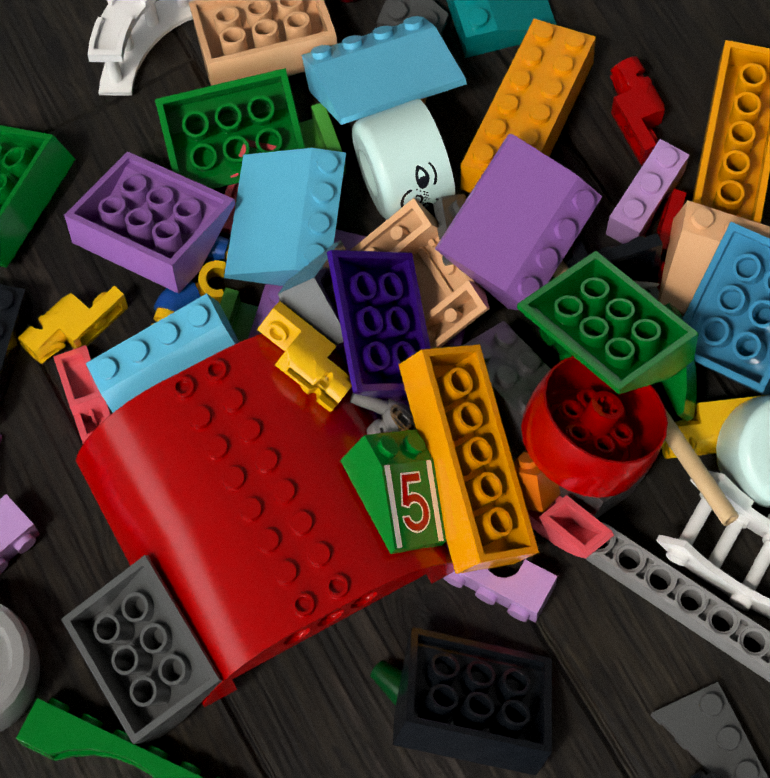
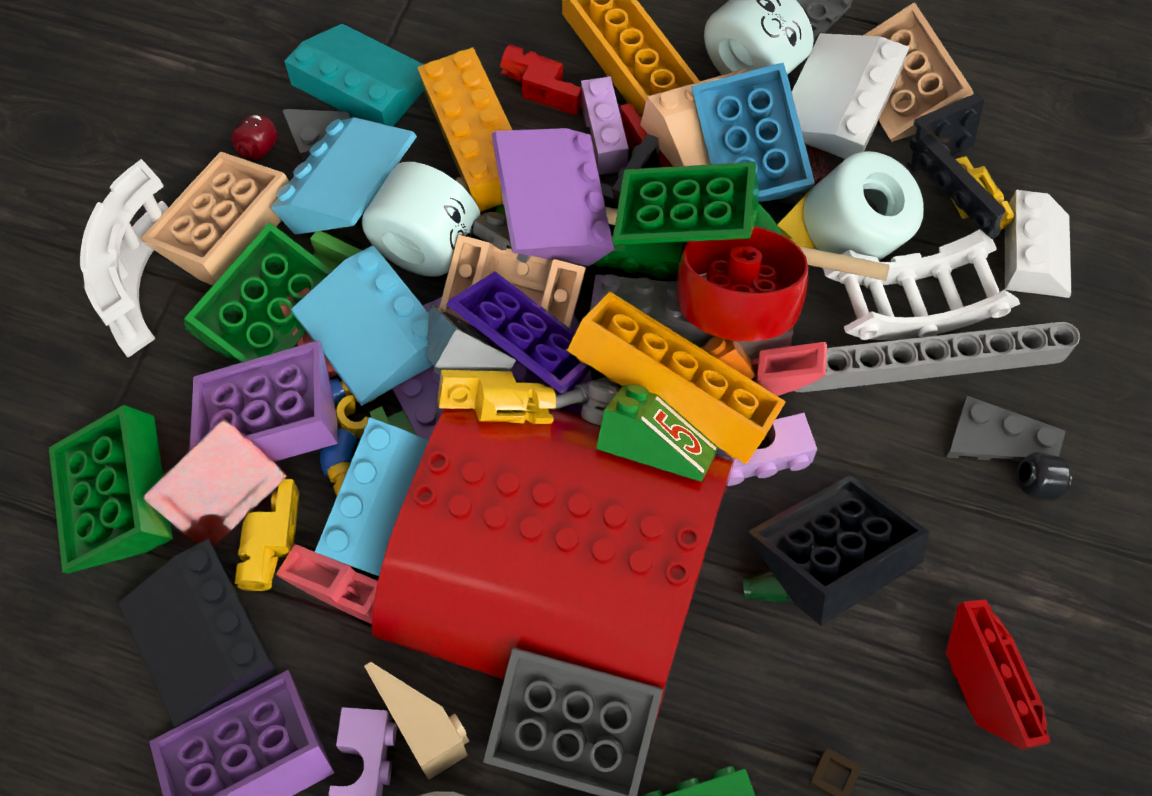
camera: 45 degrees left, 5 degrees down
(44, 560) = (430, 733): none -> tan slope
(64, 252) = (215, 484): none -> clear red piece

